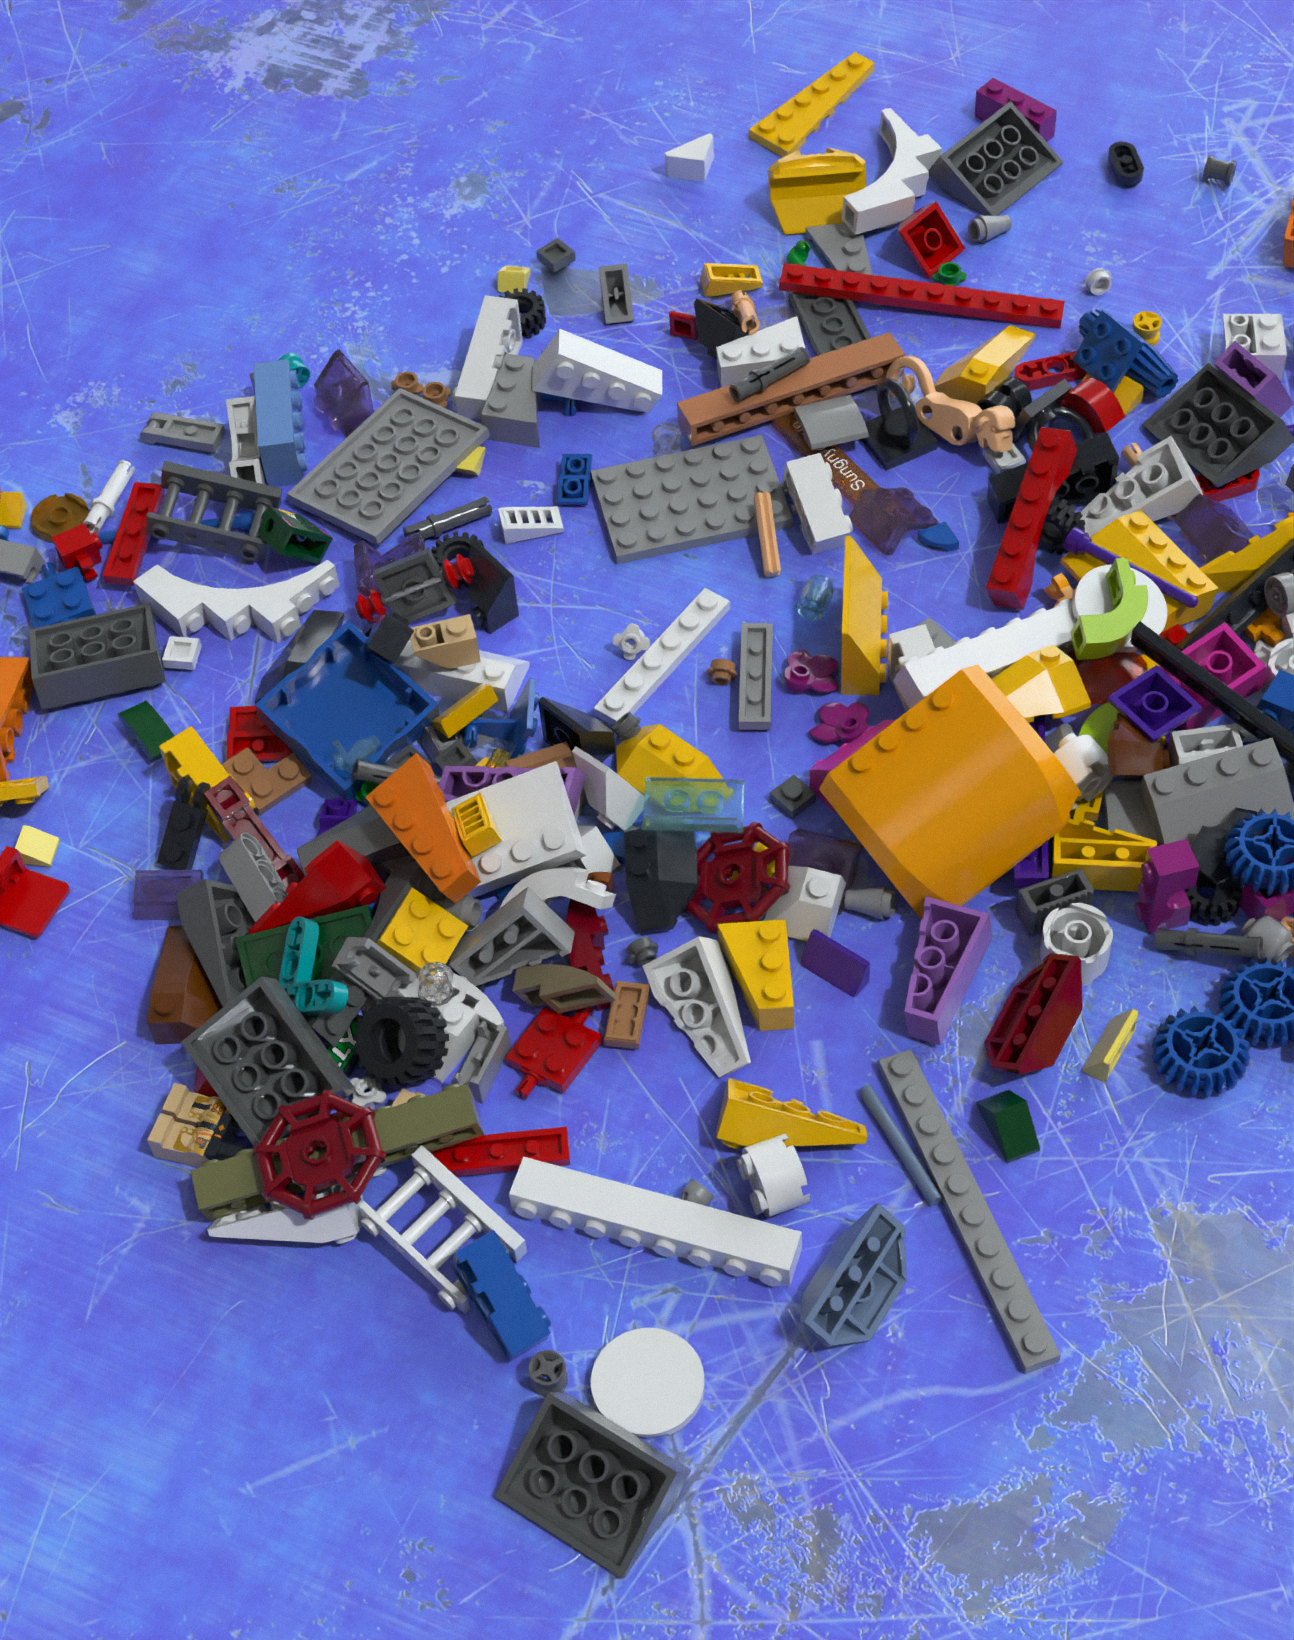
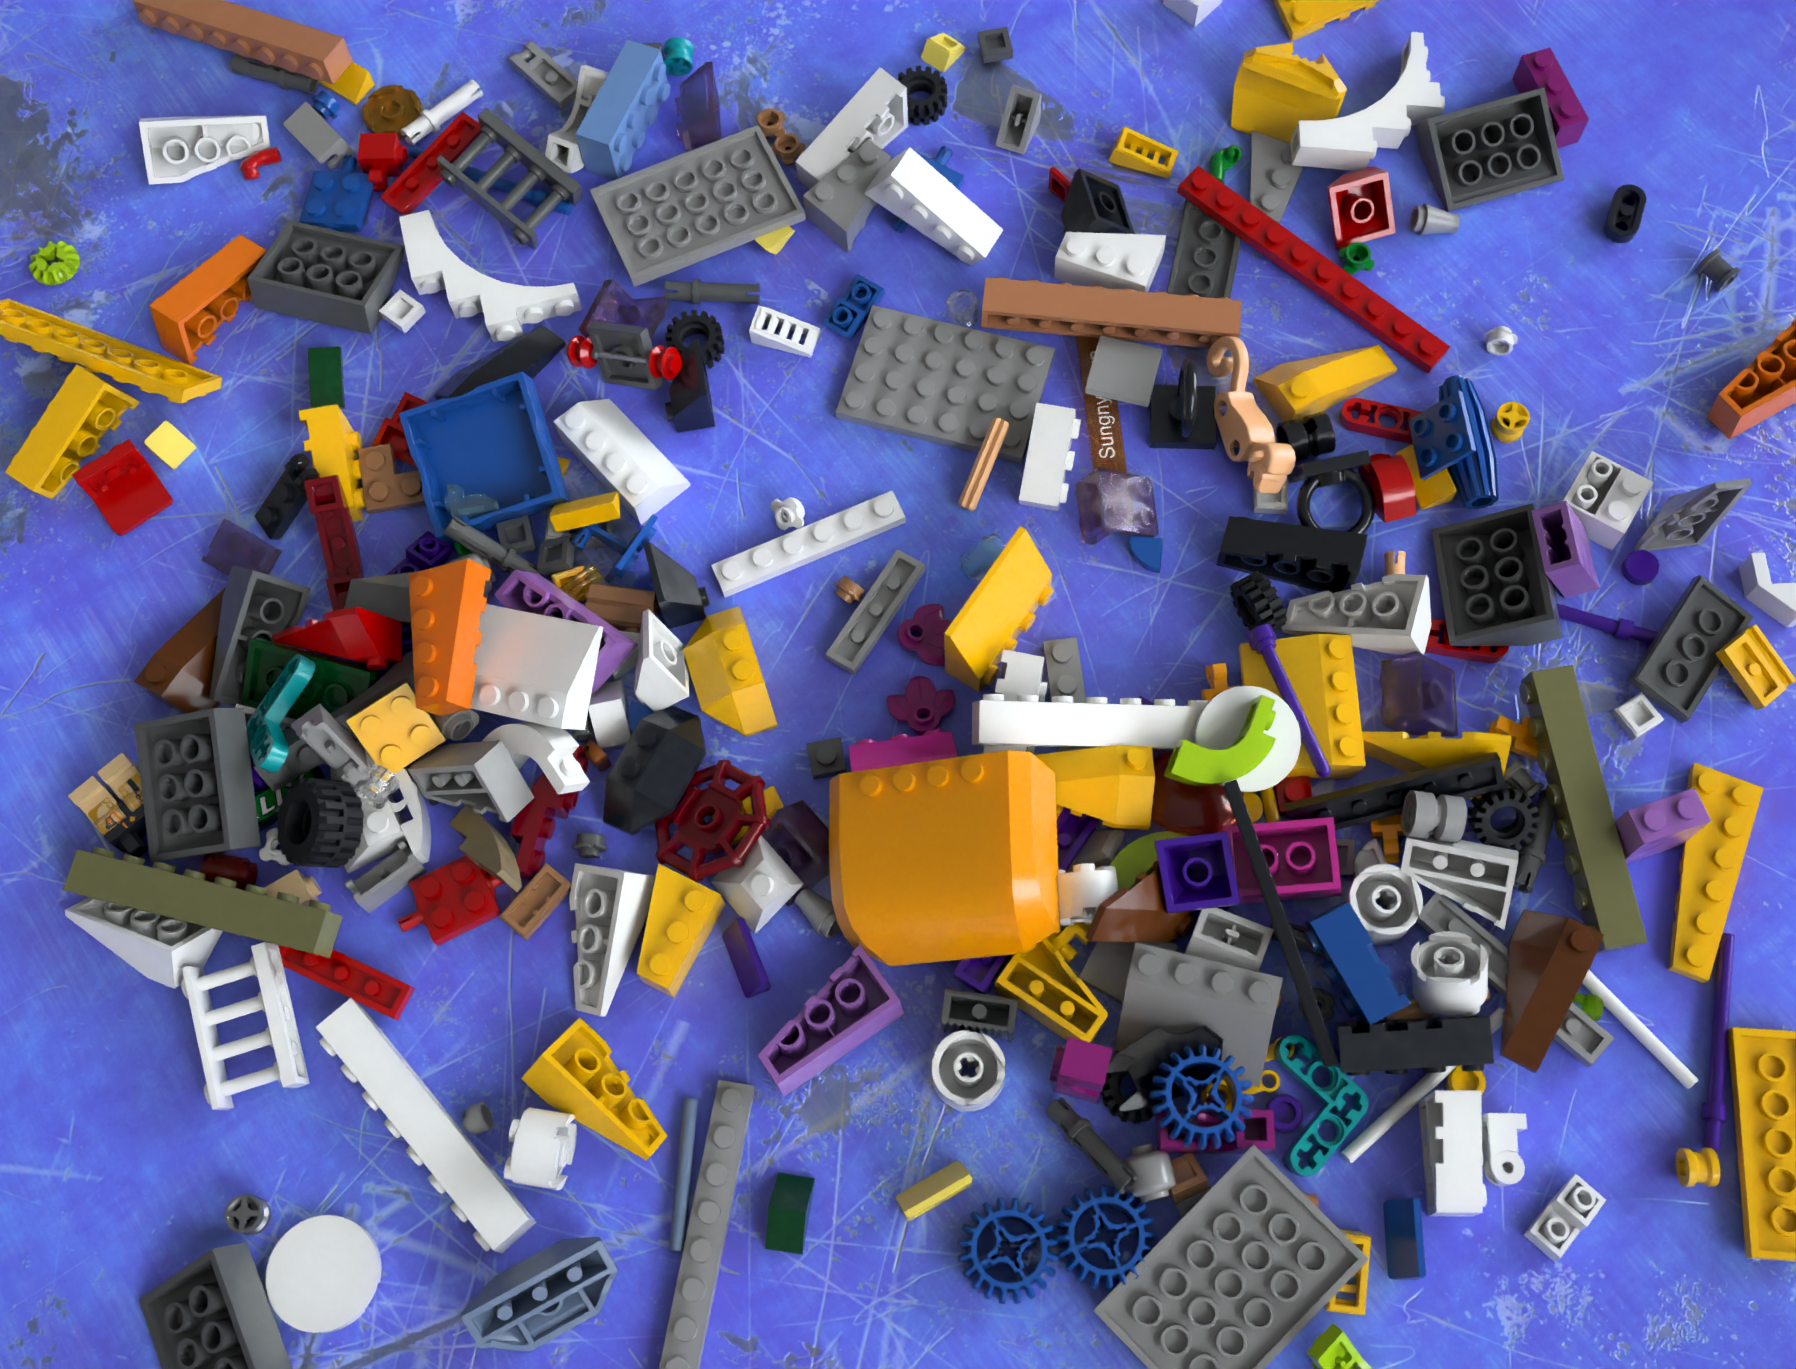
camera: 30 degrees right, 15 degrees up
(252, 875) = (308, 572): light grey beam -> none
(281, 531) = (562, 240): dark green torso -> none
(332, 1167) = (189, 908): dark red plate -> none
(387, 636) = (548, 404): black arch -> none
(447, 642) = (601, 437): tan slope -> none
(479, 830) = (498, 668): yellow slope -> none
(501, 1295) = (243, 1124): blue wedge -> none
(627, 726) = (724, 603): dark grey plate -> none
(693, 804) = (716, 727): clear light blue tile -> none
(744, 310) = (1125, 199): light nougat pin -> none
(760, 379) = (1052, 296): dark grey pin -> none
(1015, 561) = (1272, 550): red arch -> none
(1037, 1017) = (875, 1130): dark red wedge -> none

